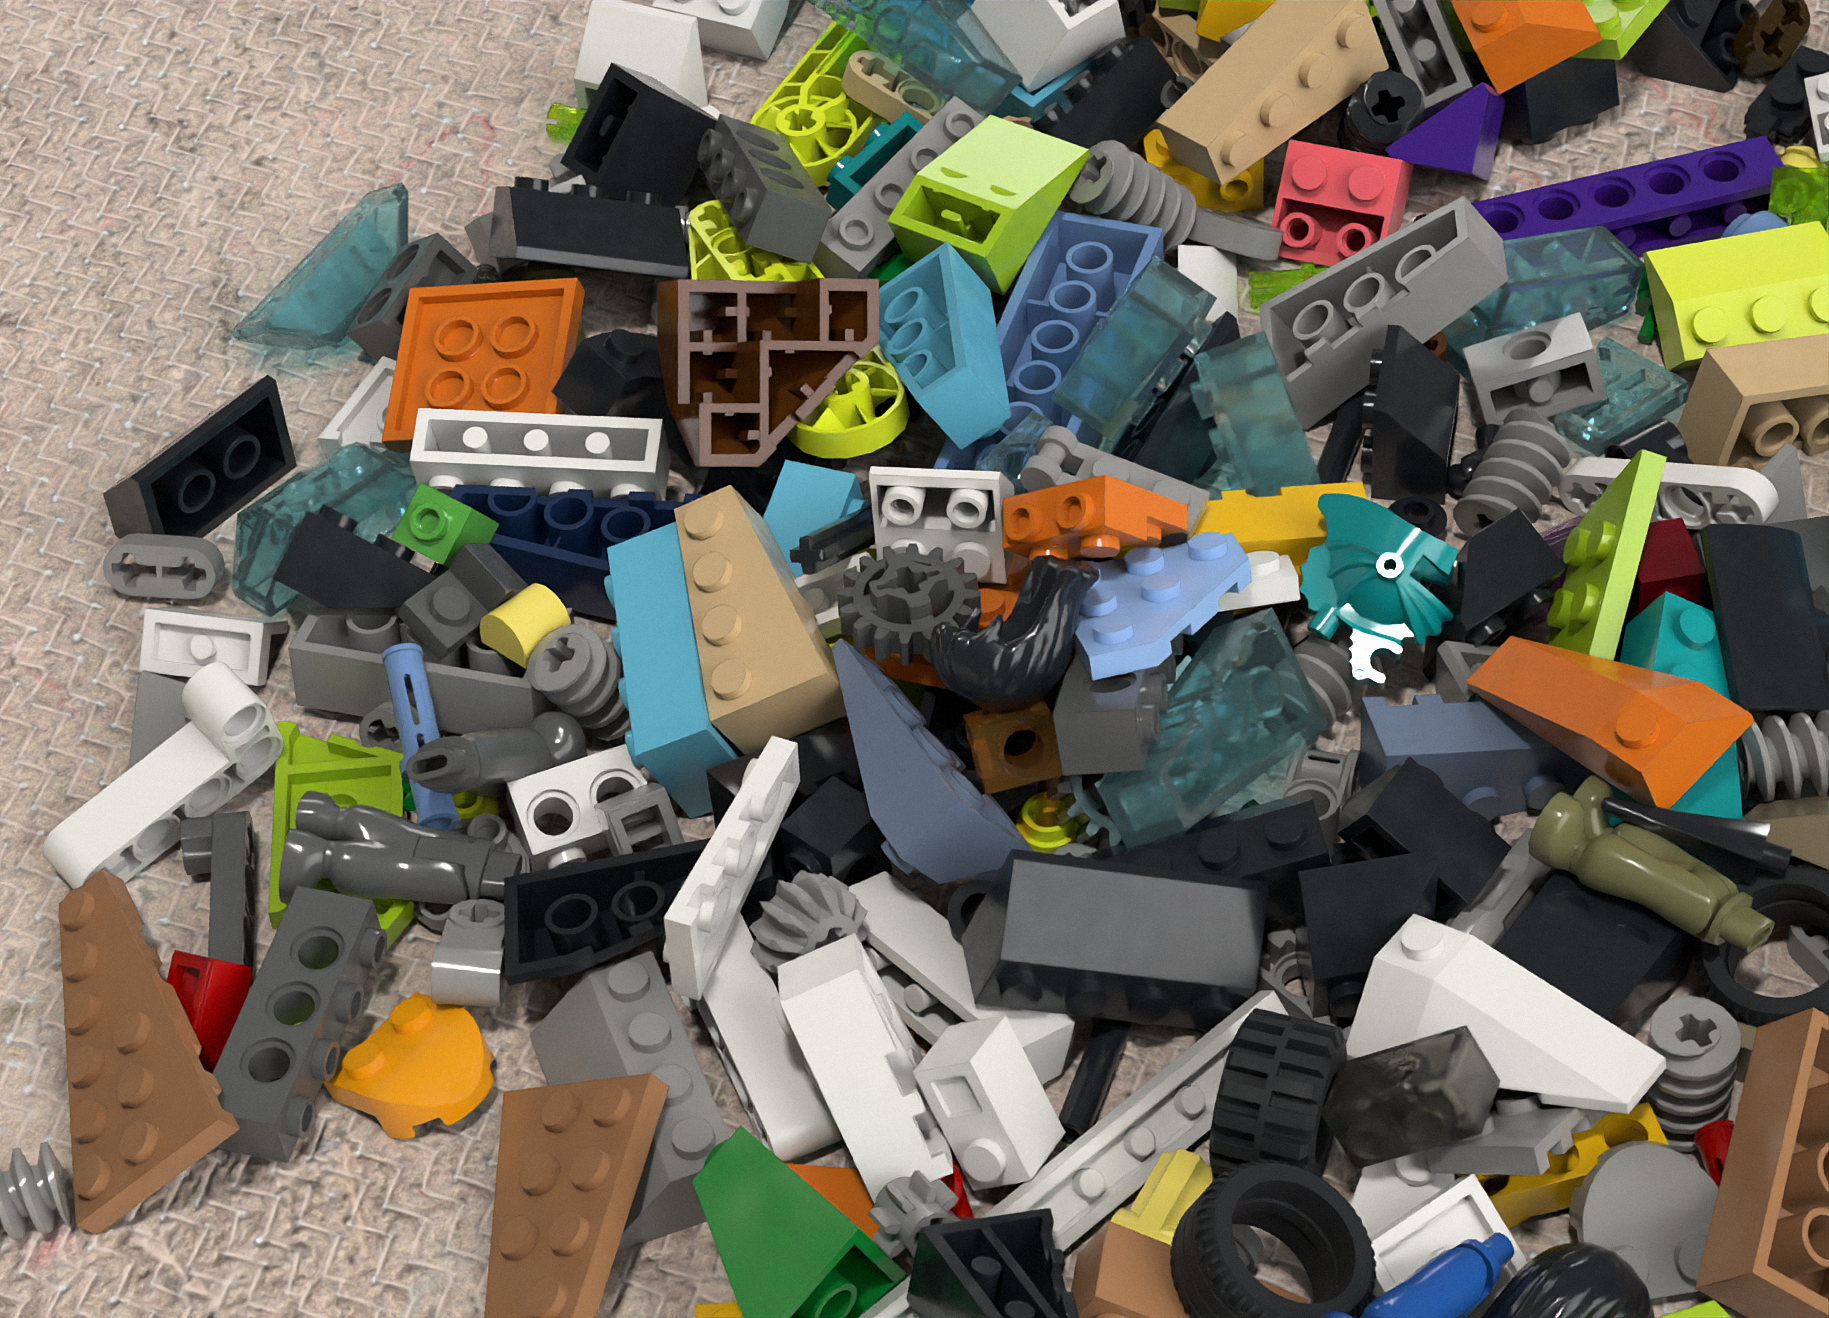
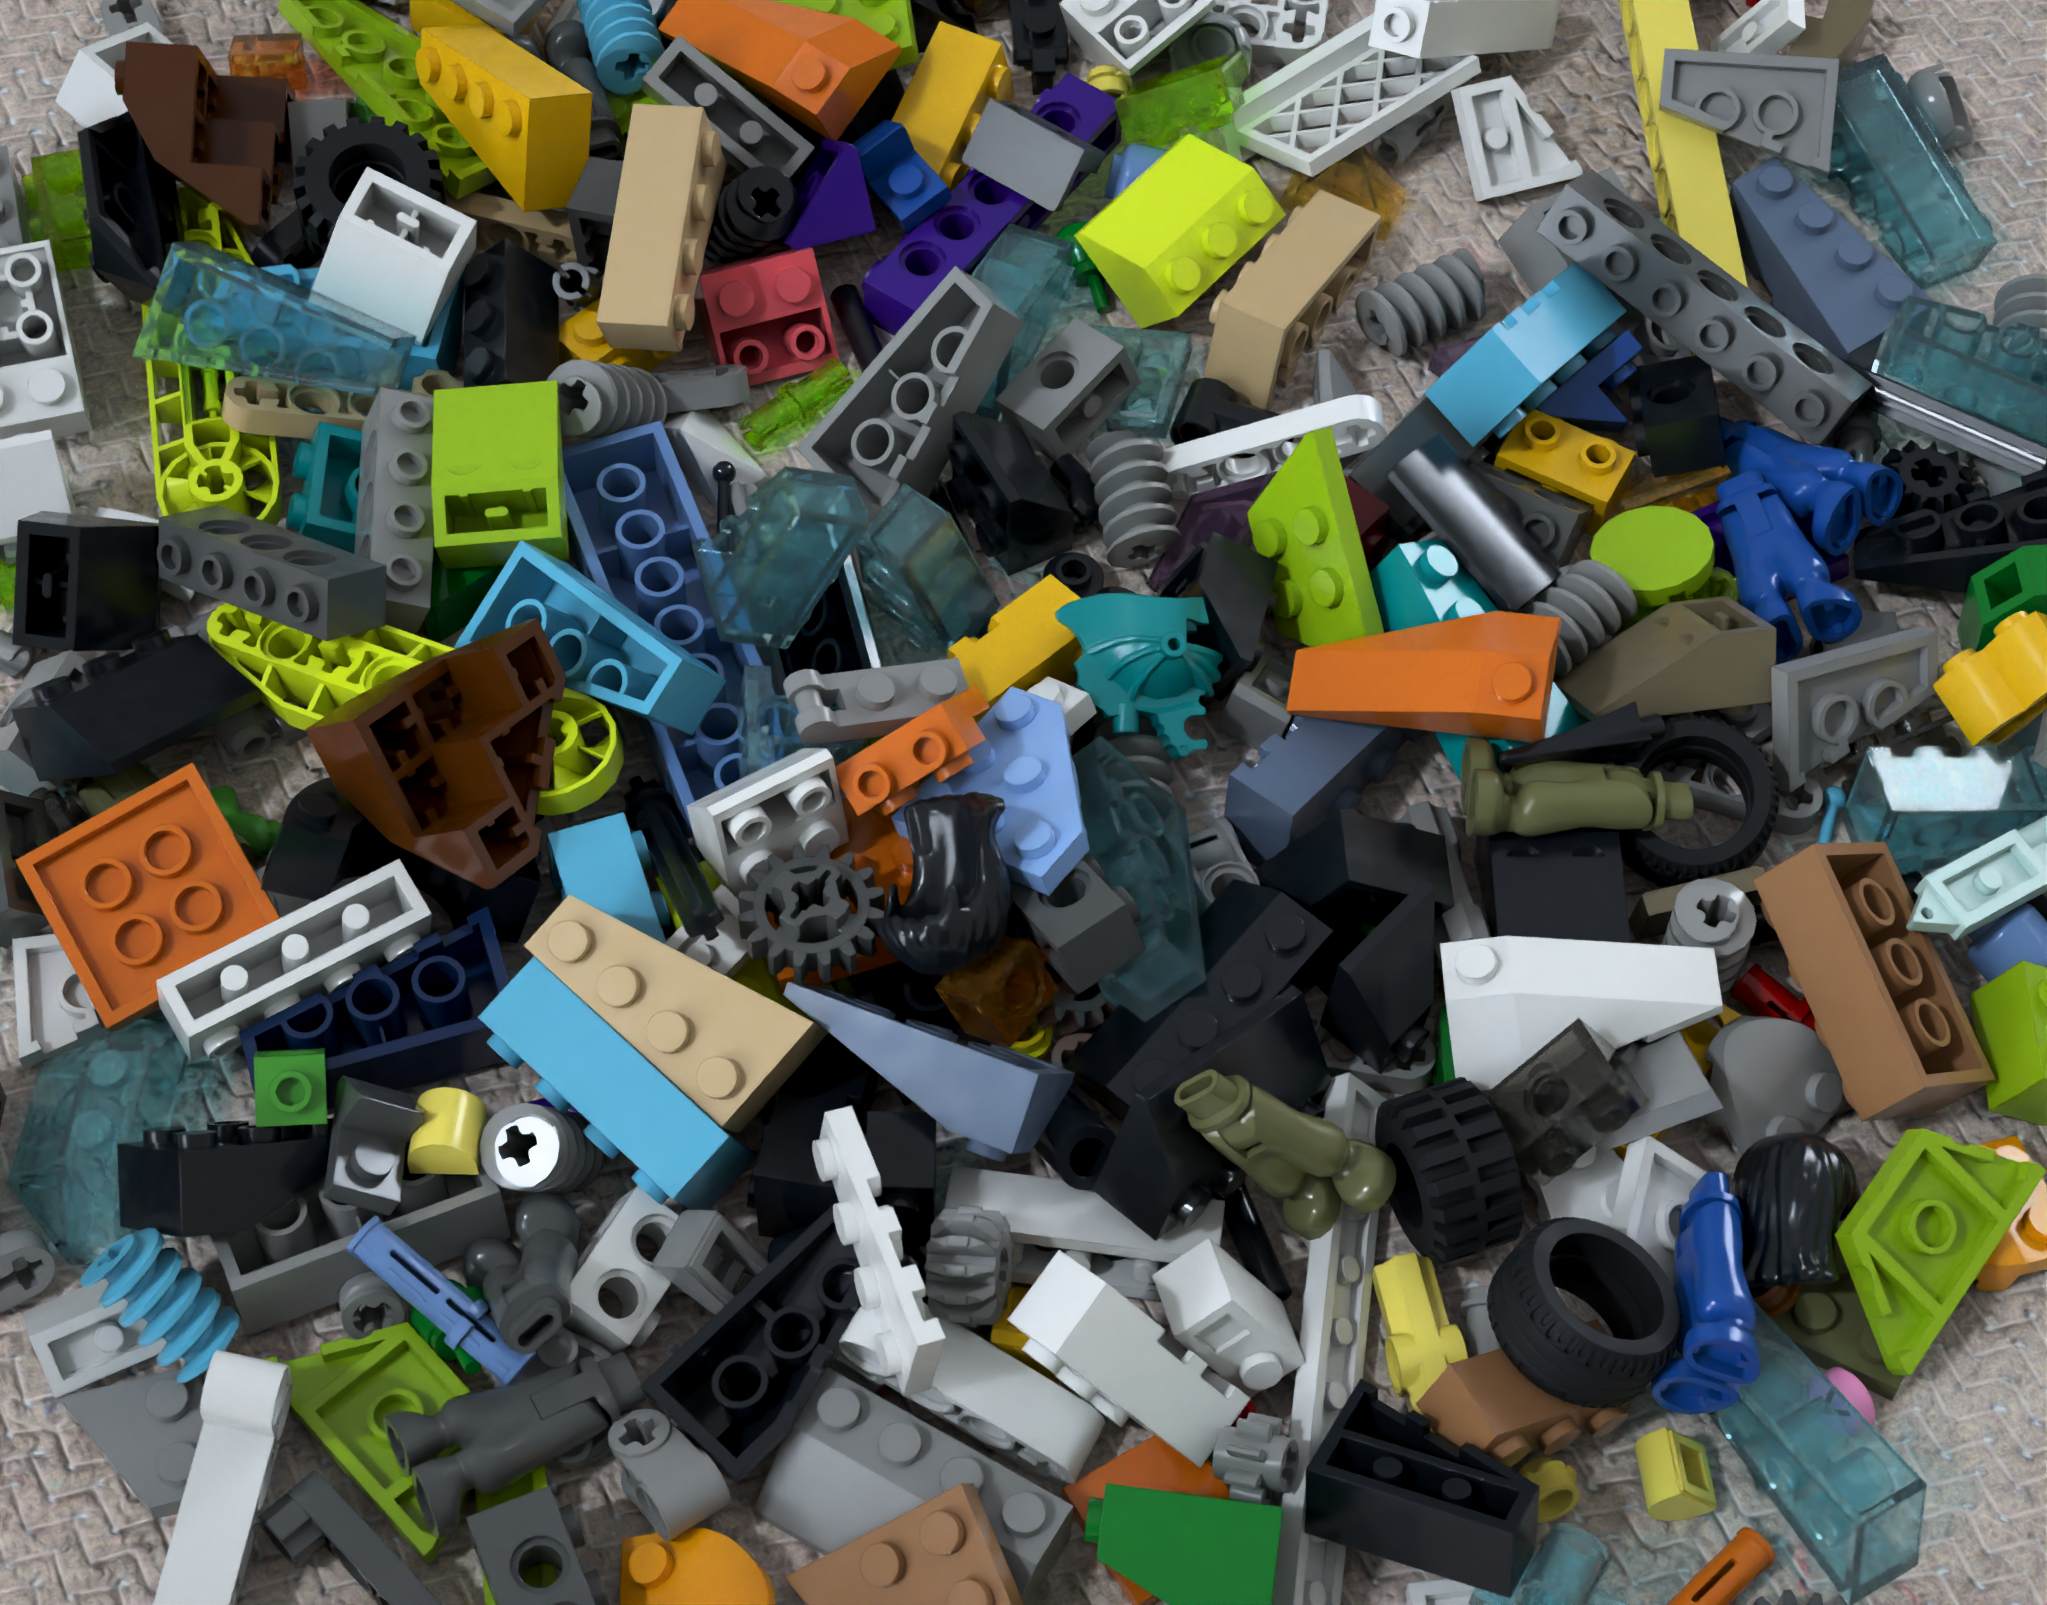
camera: 45 degrees left, 10 degrees up
(240, 623) = (166, 1299): none -> medium azure piece
(1130, 987) = (1288, 1151): none -> olive piece
(1530, 141) = (900, 175): none -> blue slope
(1631, 117) = (950, 96): none -> yellow wedge
(1662, 173) = (1029, 153): none -> panel

